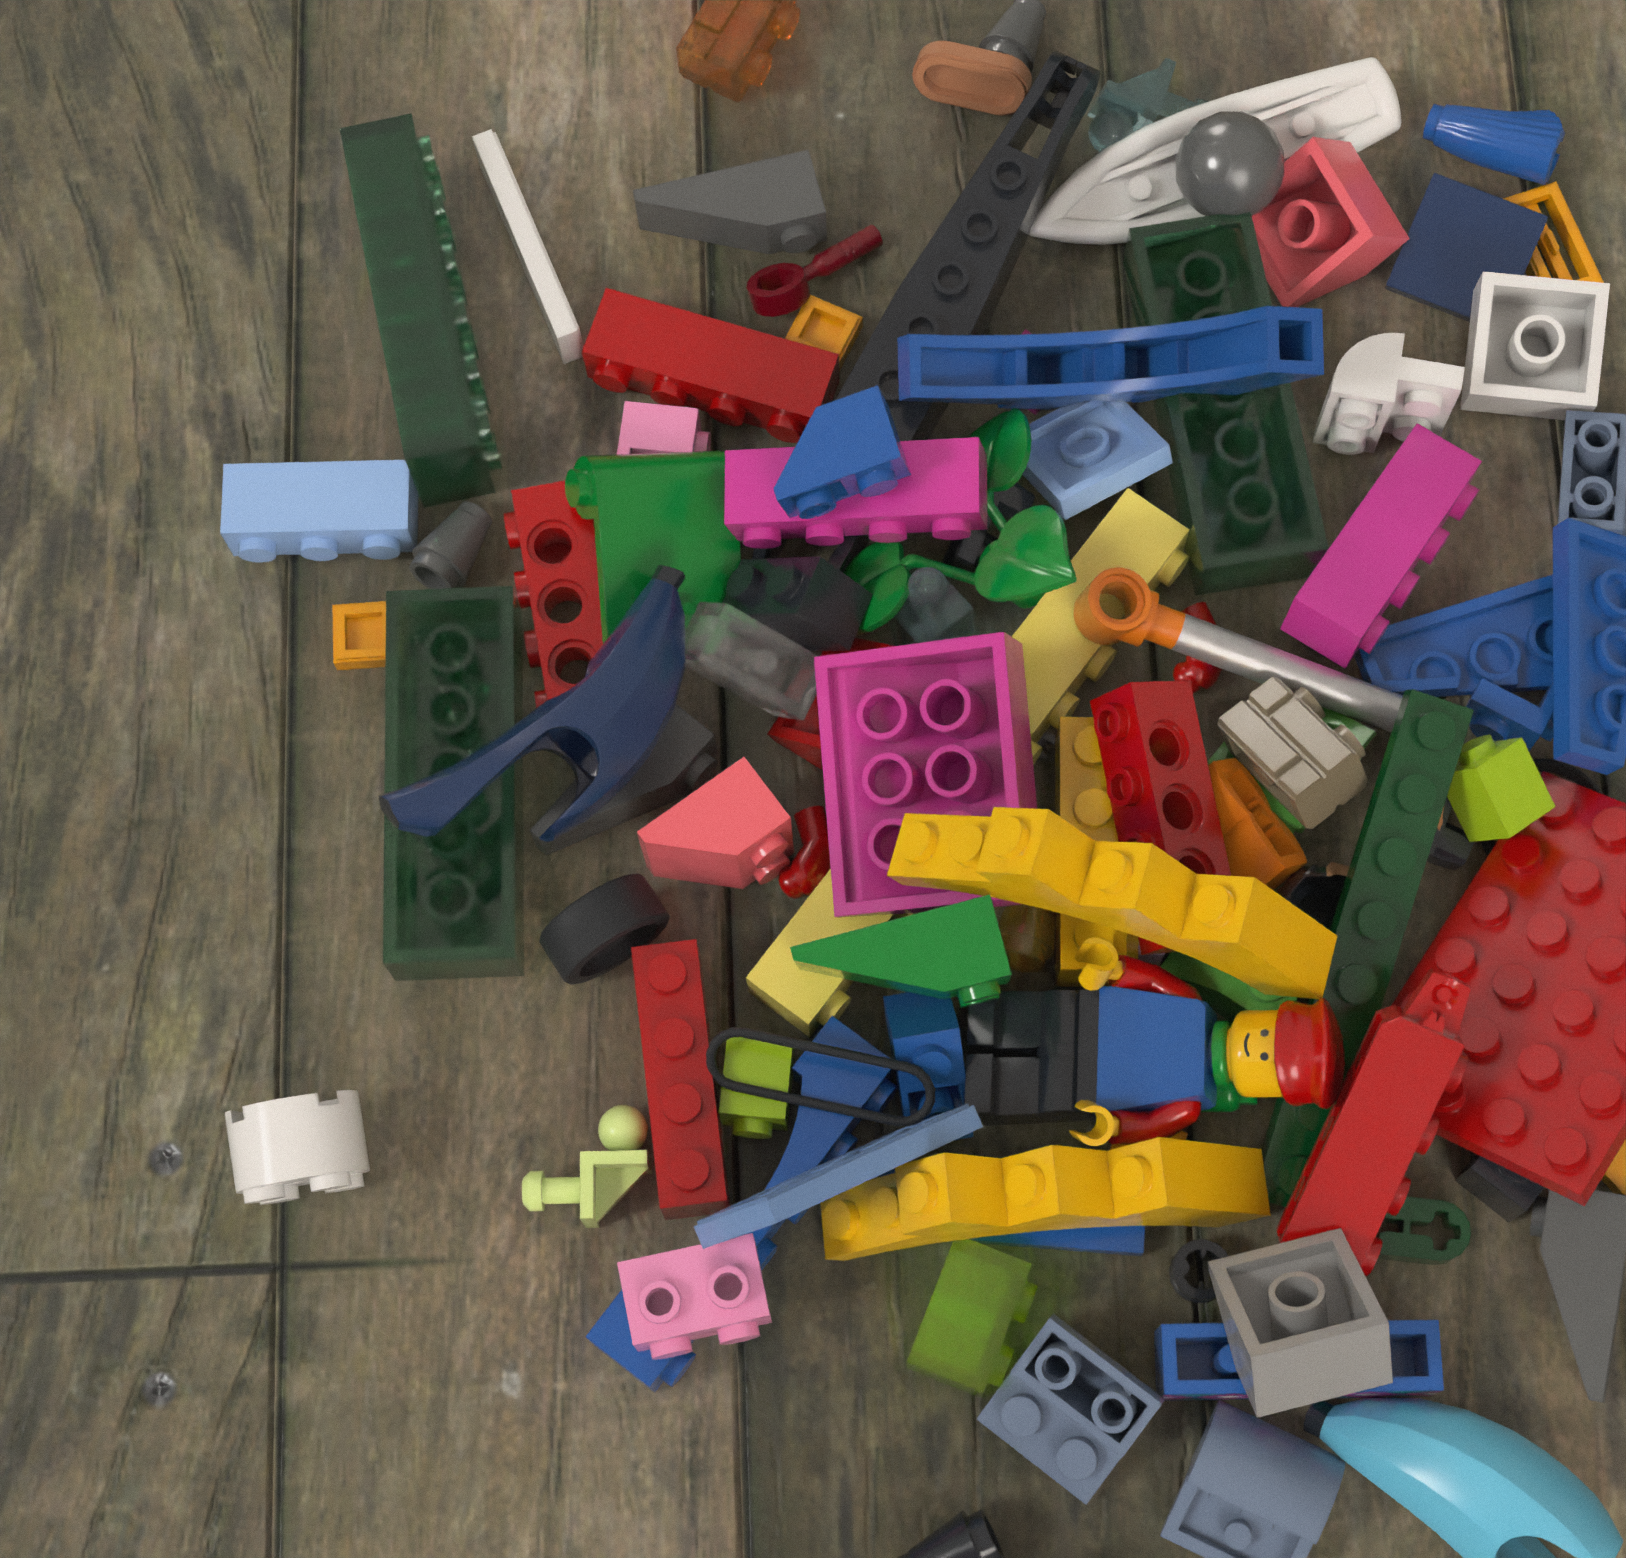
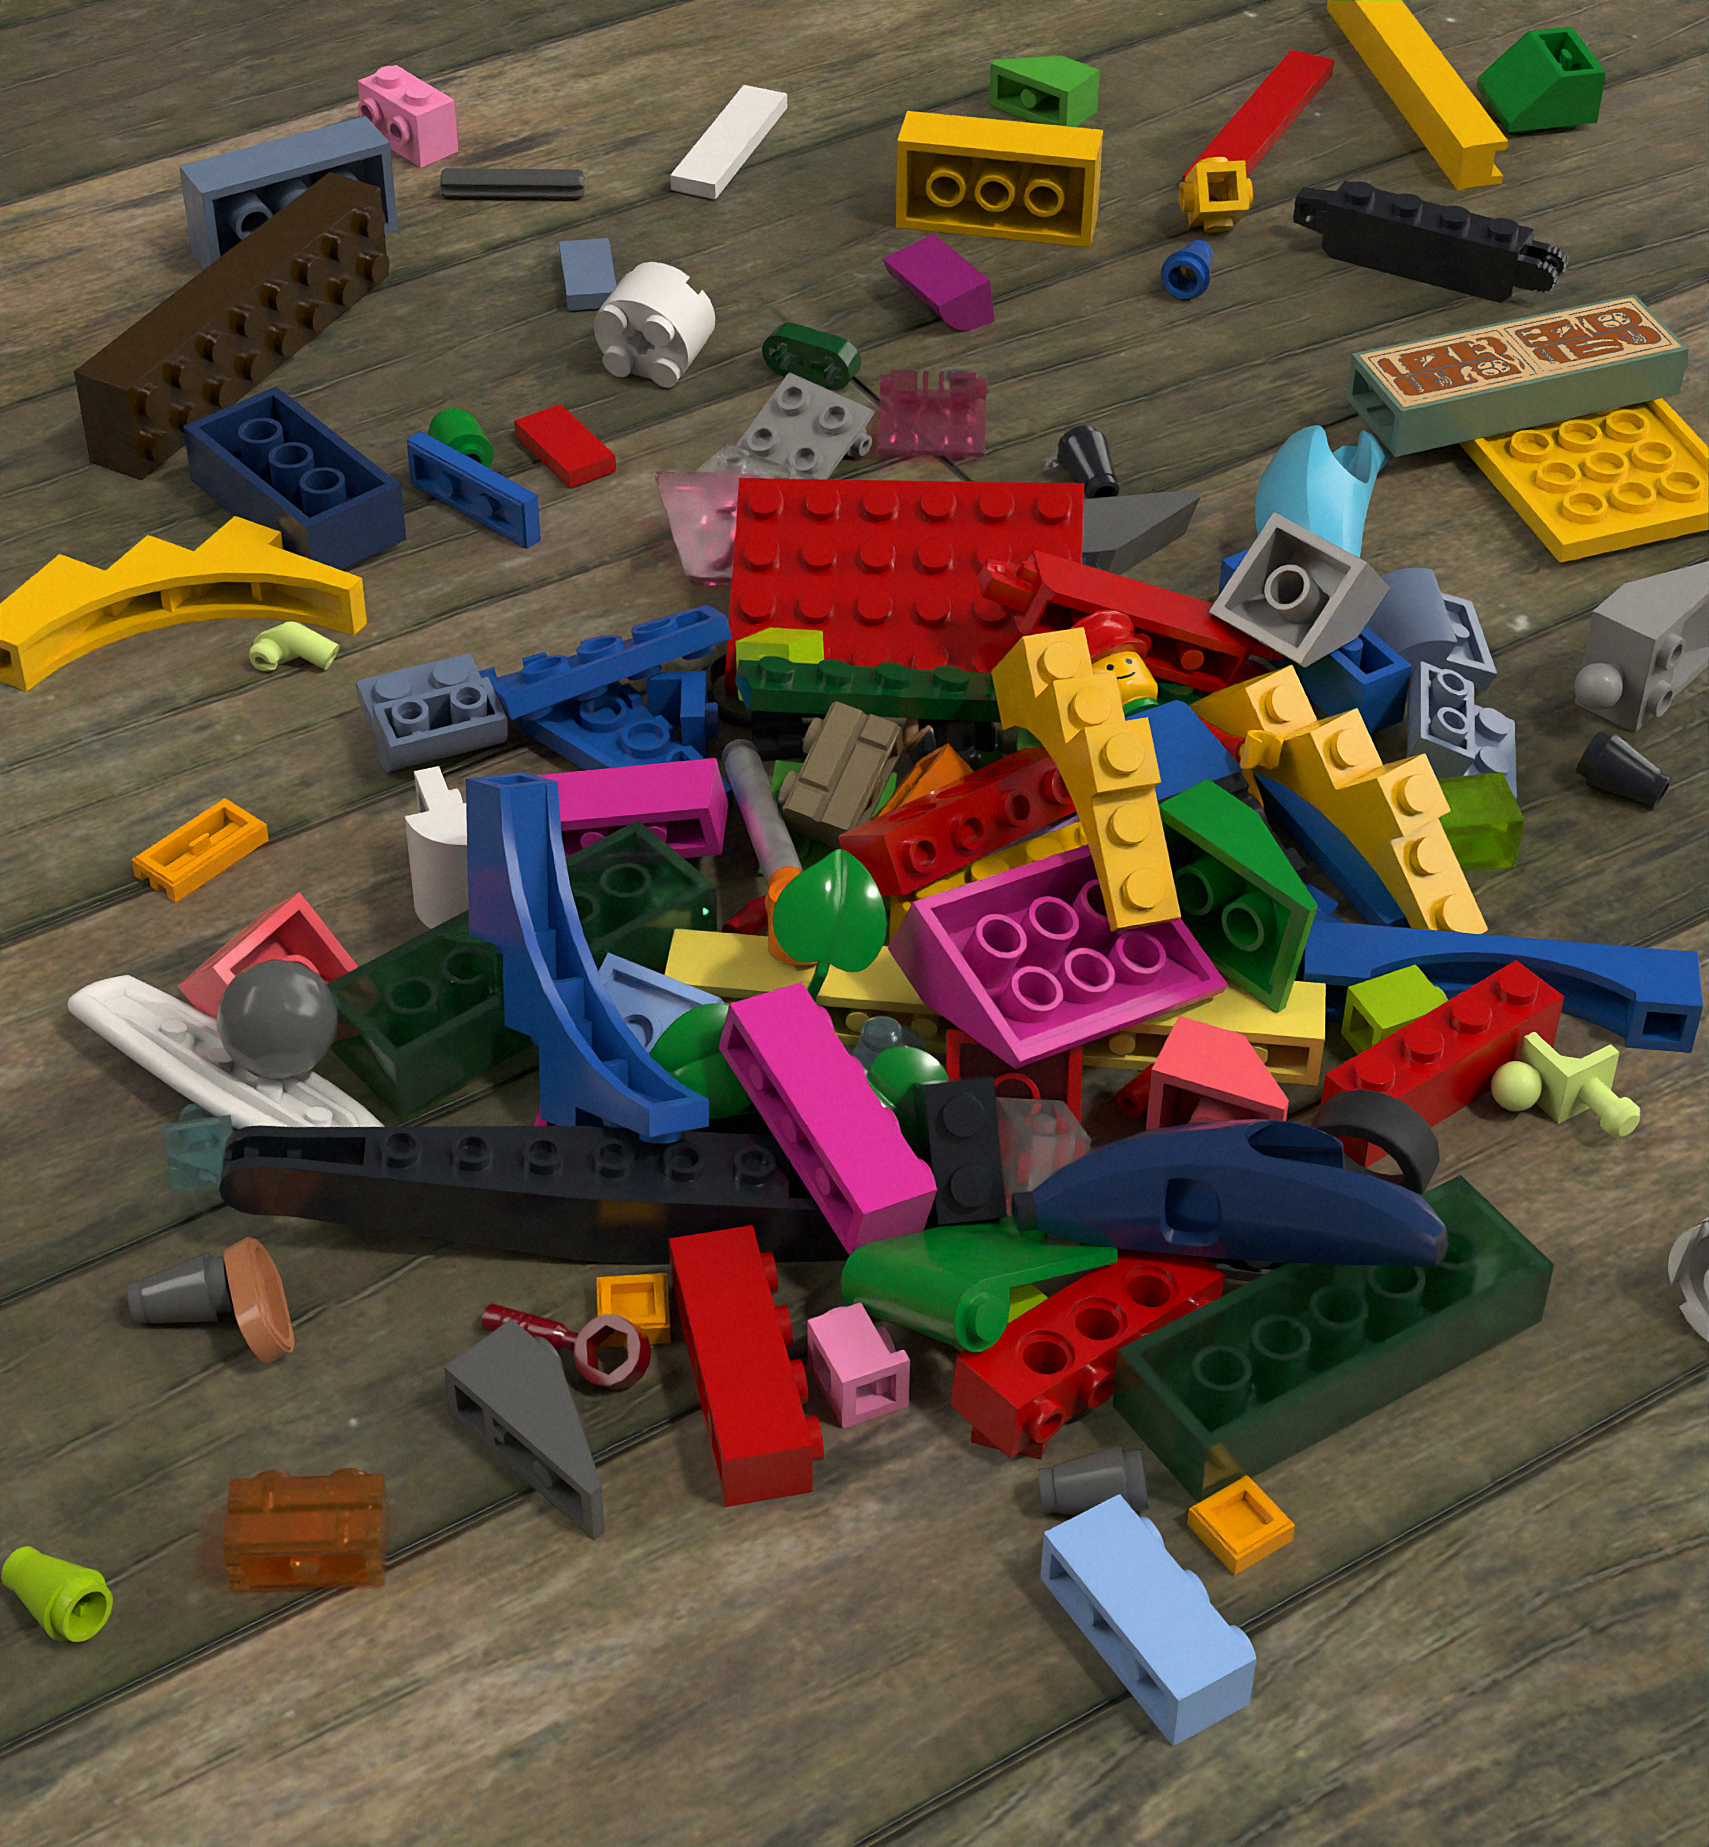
camera: 125 degrees left, 30 degrees down
(421, 310) = (858, 1620): clear green brick -> none
(529, 246) = (703, 1592): white tile -> none
(694, 1296) = (1609, 931): bright pink brick -> none
(825, 1050) = (1354, 954): black piece -> none
(836, 1176) = (1448, 858): medium blue tile -> none
(842, 453) = (823, 1080): blue slope -> none
(1458, 238) = (241, 875): dark blue tile -> none
(1498, 140) = (107, 893): blue piece -> none
(1534, 345) = (335, 790): white brick -> none

